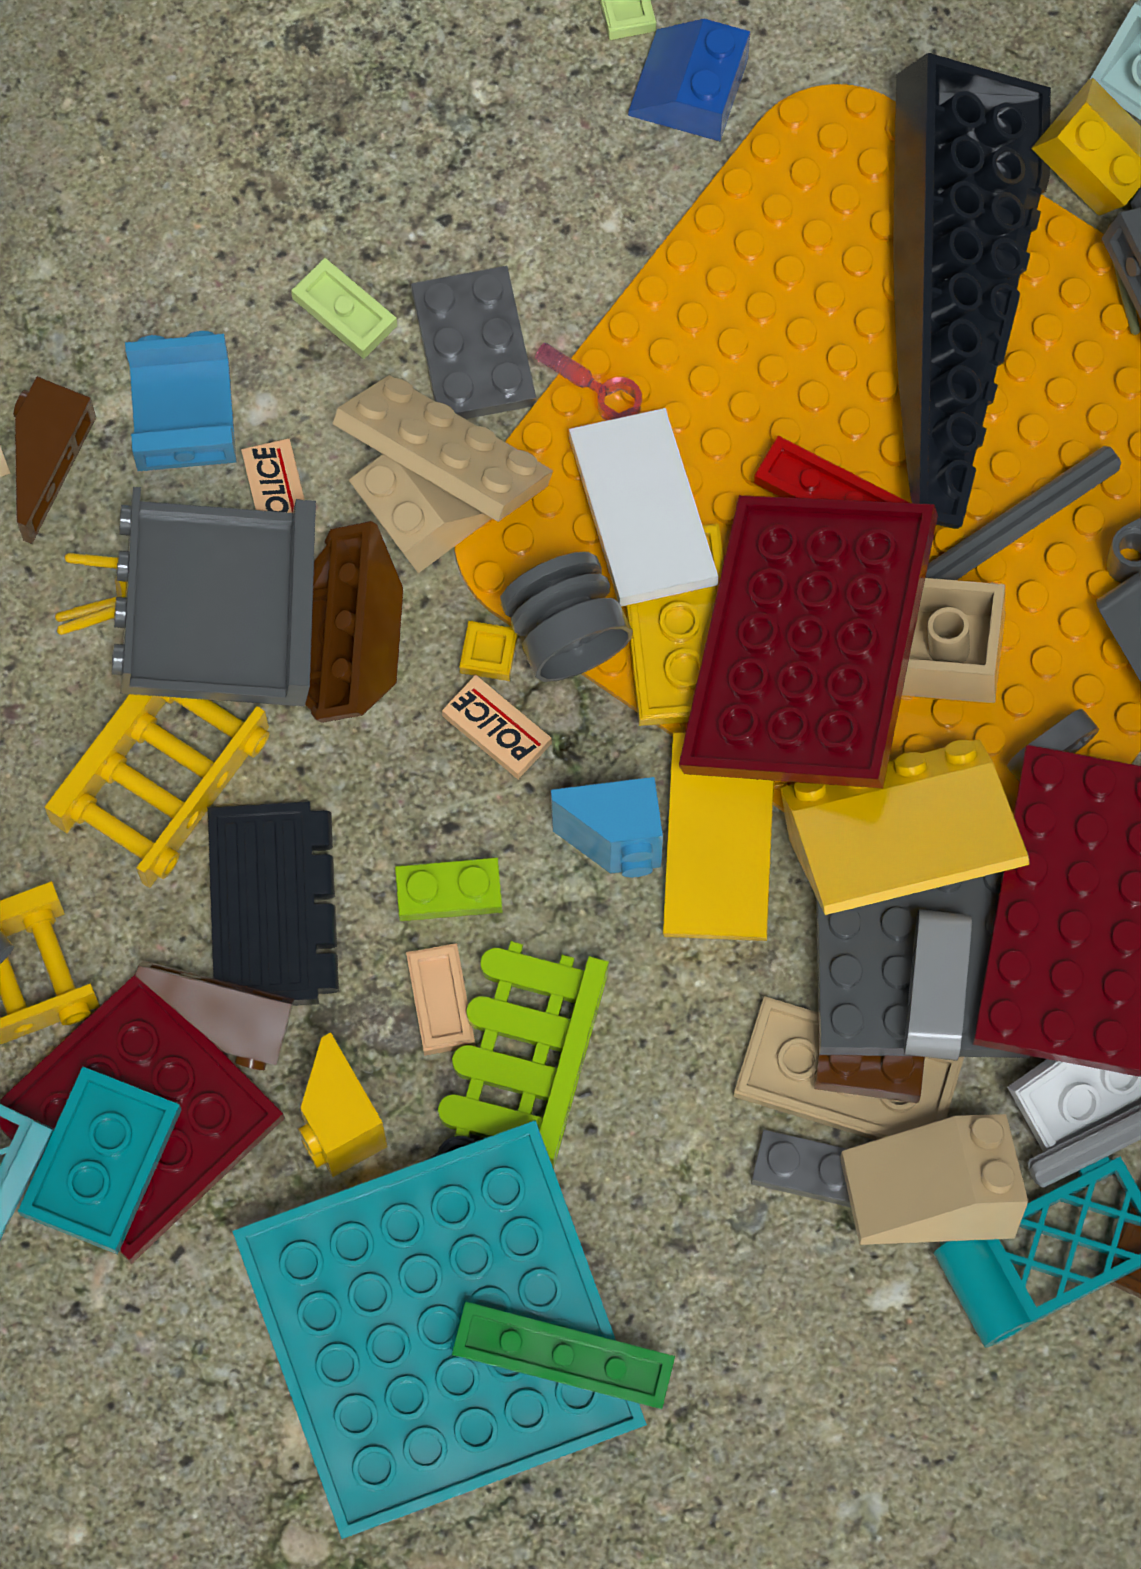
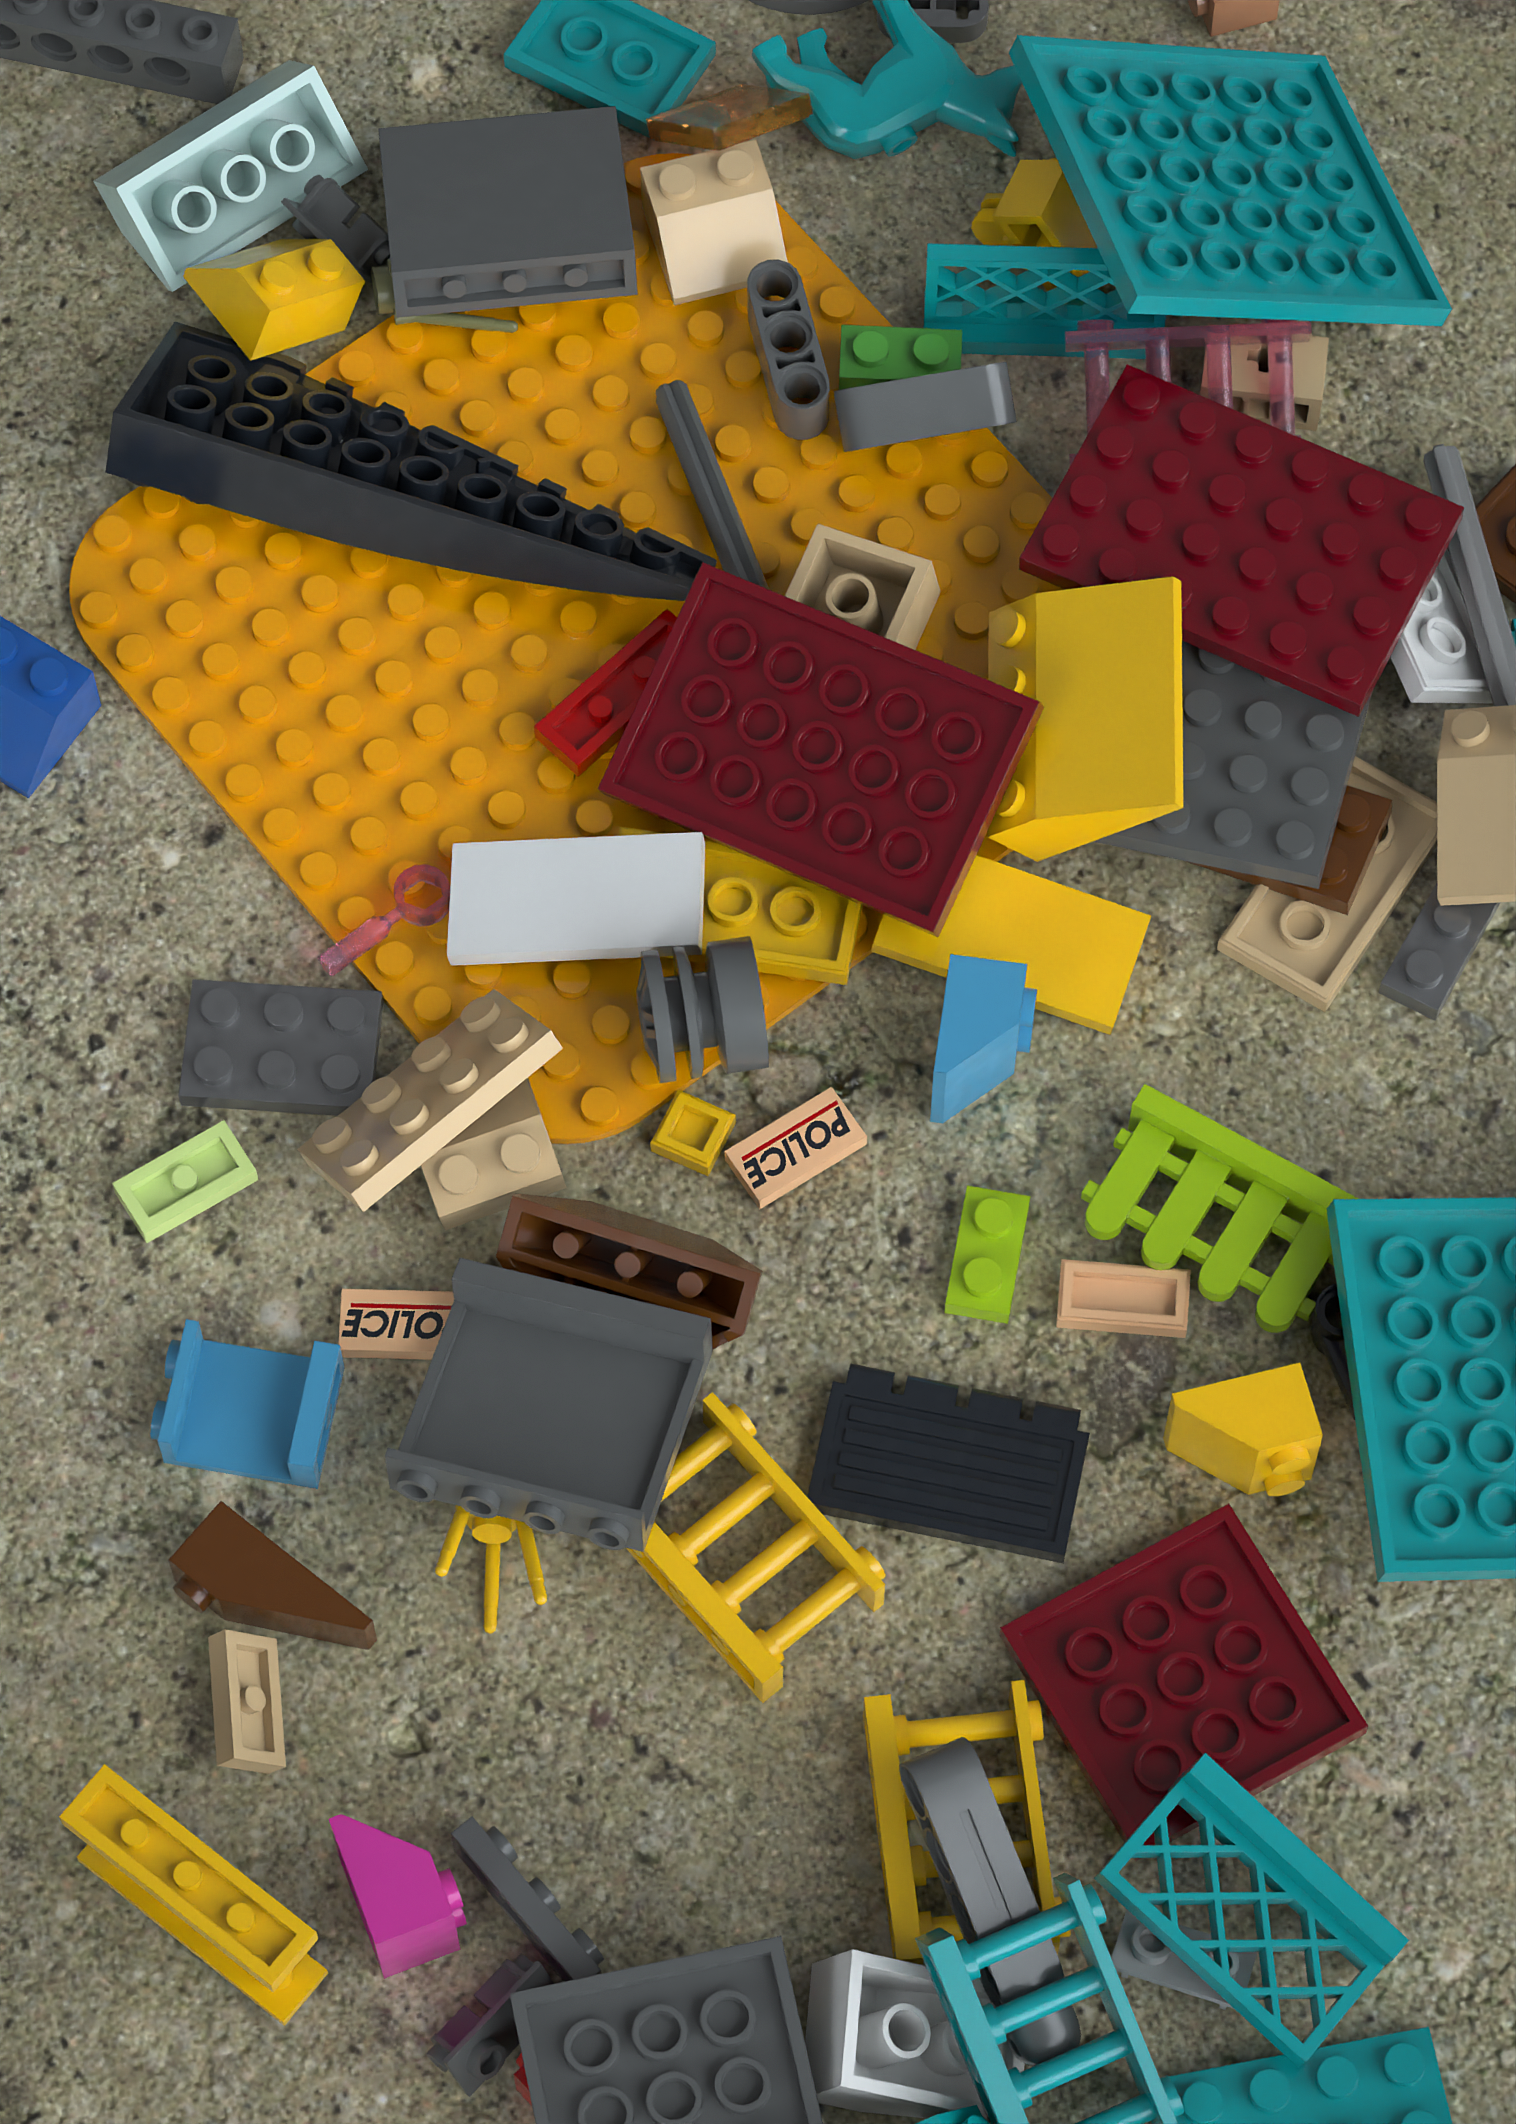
camera: 75 degrees left, 5 degrees down
(99, 1160) = (1246, 1714): teal plate -> none
(229, 1014) = (1099, 1518): slope -> none
(938, 985) = (1286, 725): light grey beam -> none
(1066, 736) = (1006, 539): flat silver beam -> none

